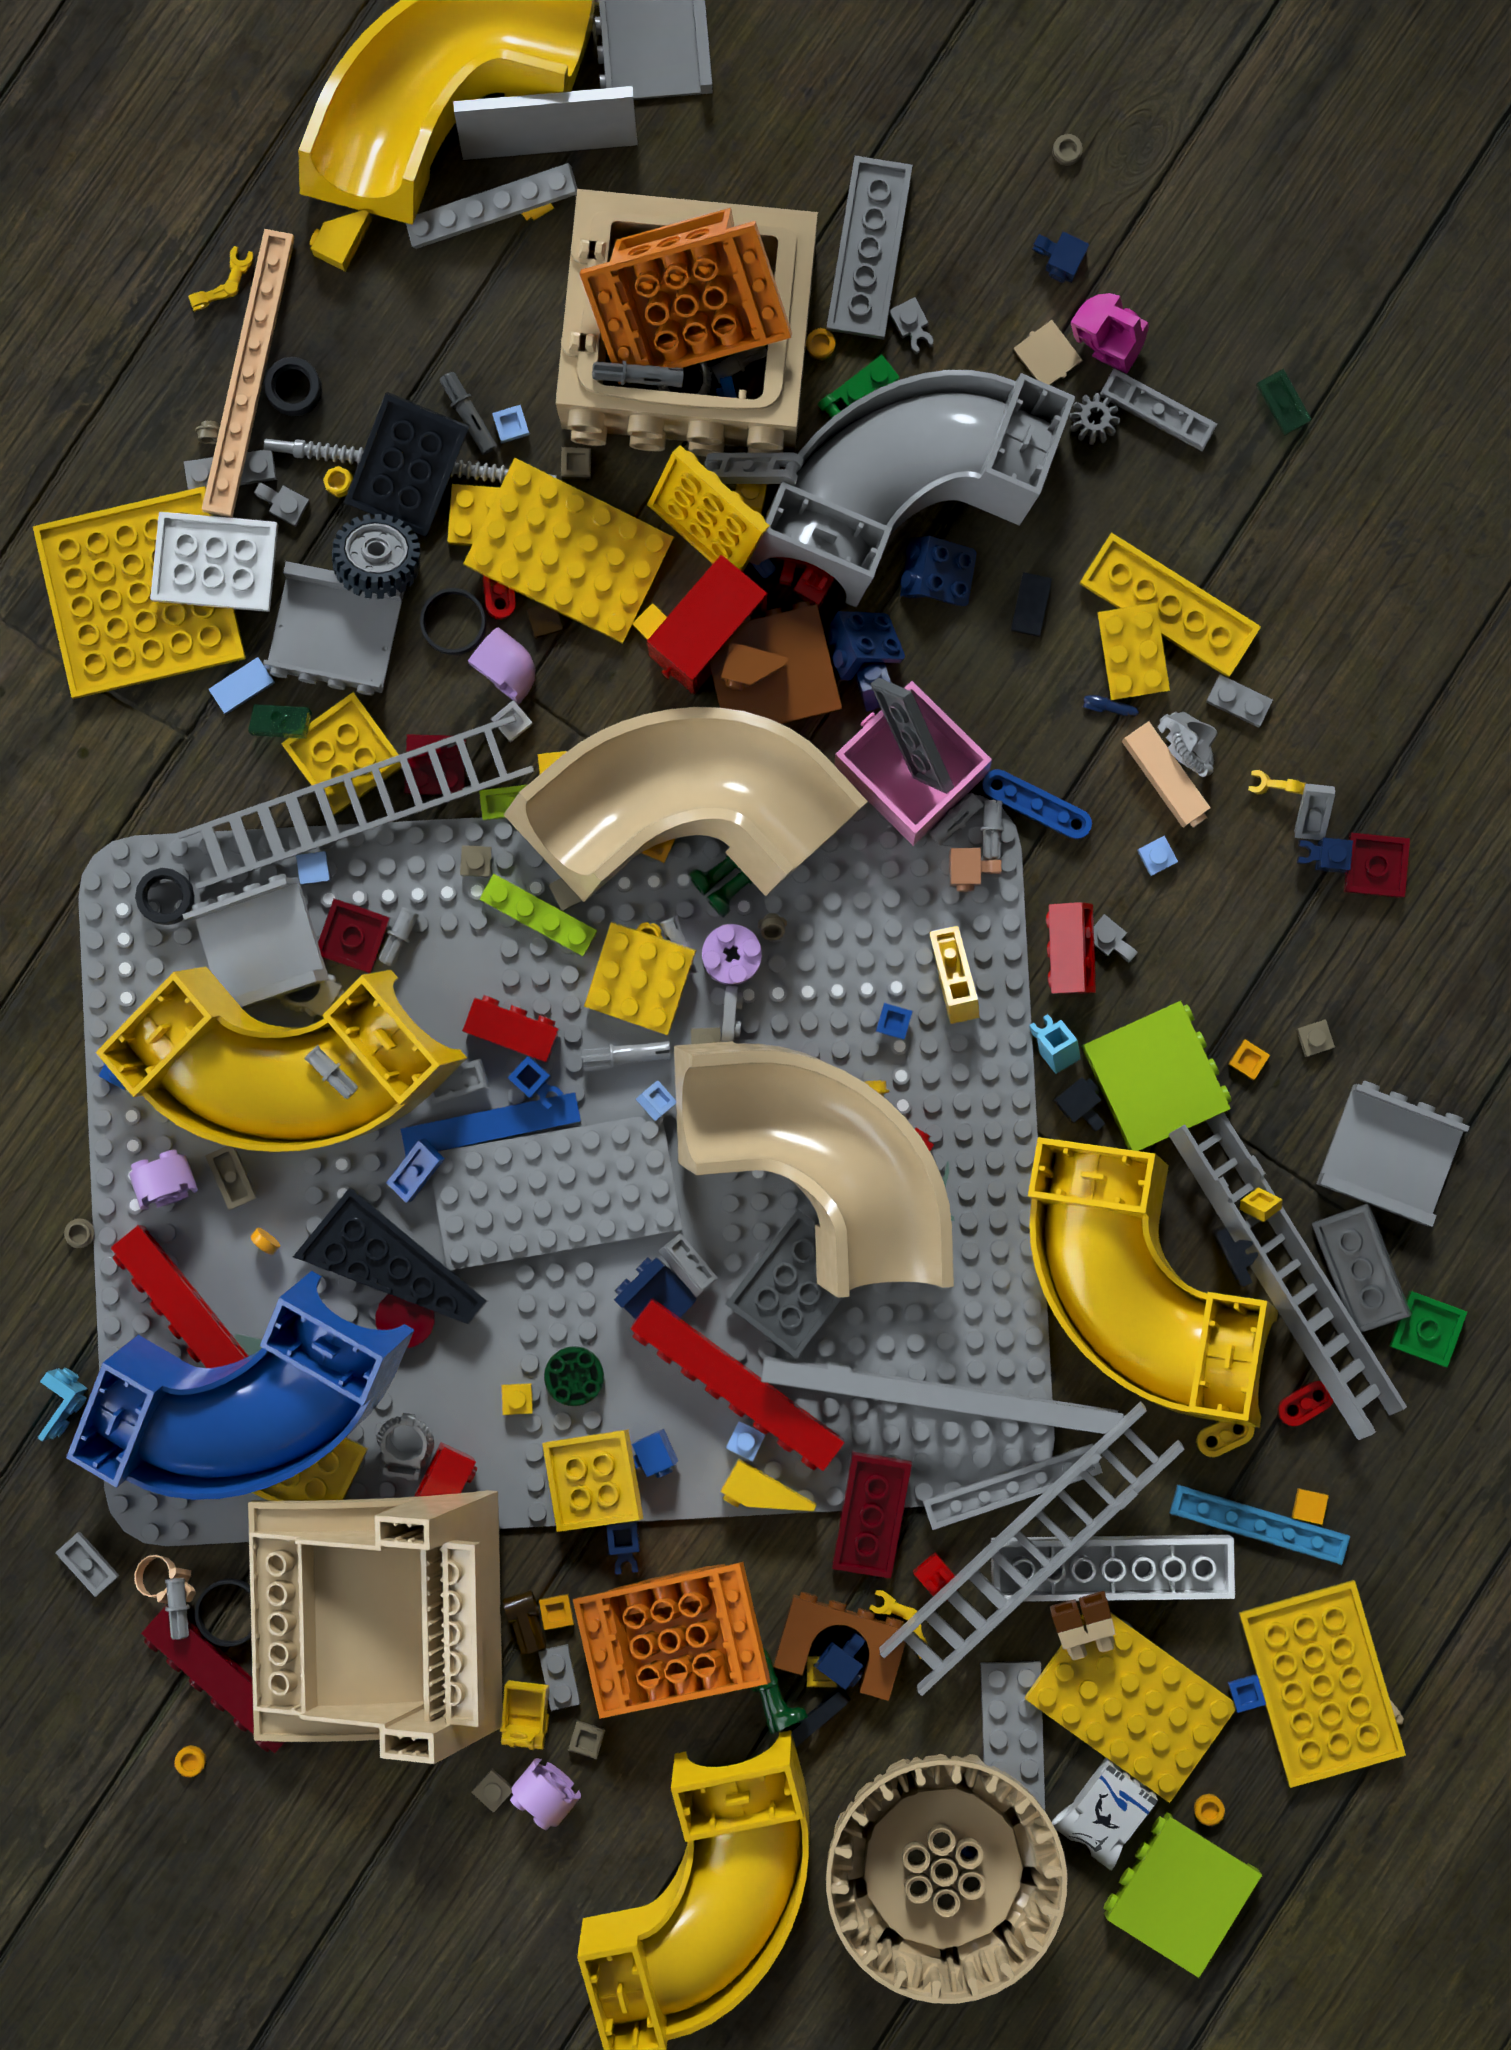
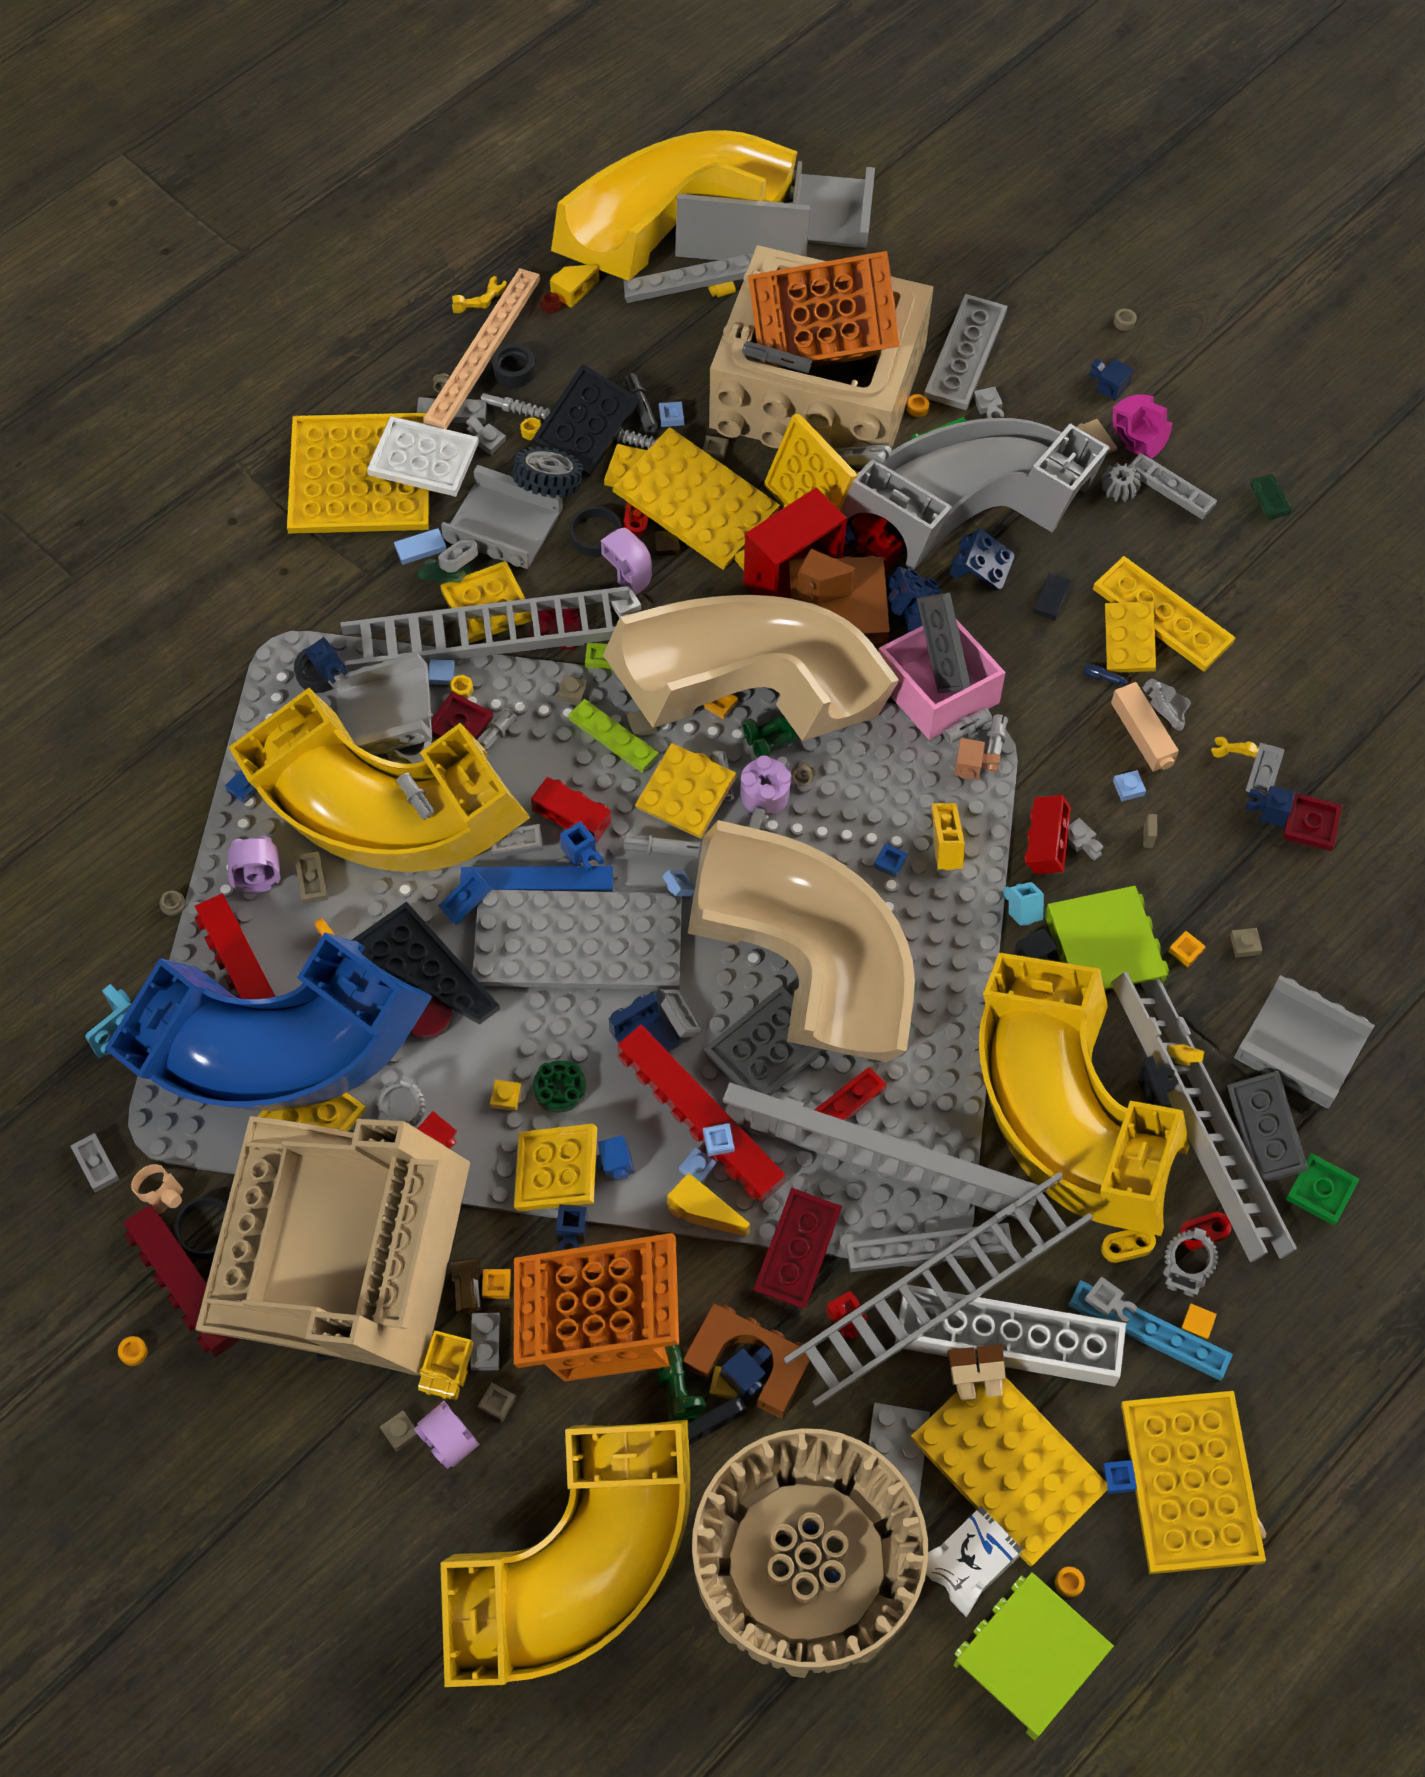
camera: 10 degrees right, 25 degrees down
(176, 900) = (325, 660): none -> dark blue brick
(177, 1608) = (161, 1203): light grey axle -> none
(293, 707) = (458, 555): none -> light grey plate
(317, 267) = (550, 302): none -> clear red plate
(342, 886) = (462, 686): none -> yellow tile
(764, 1420) = (718, 1139): none -> light blue tile
(893, 1607) = (801, 1336): yellow piece -> none
(896, 1333) = (853, 1095): none -> red plate
(1037, 804) = (1037, 731): blue plate -> none
(1189, 917) = (1150, 831): none -> dark tan tile
(1210, 1507) = (1107, 1297): none -> light grey plate
(1239, 701) = (1211, 689): light grey plate -> none
(1296, 1463) = (1179, 1279): none -> light grey piece

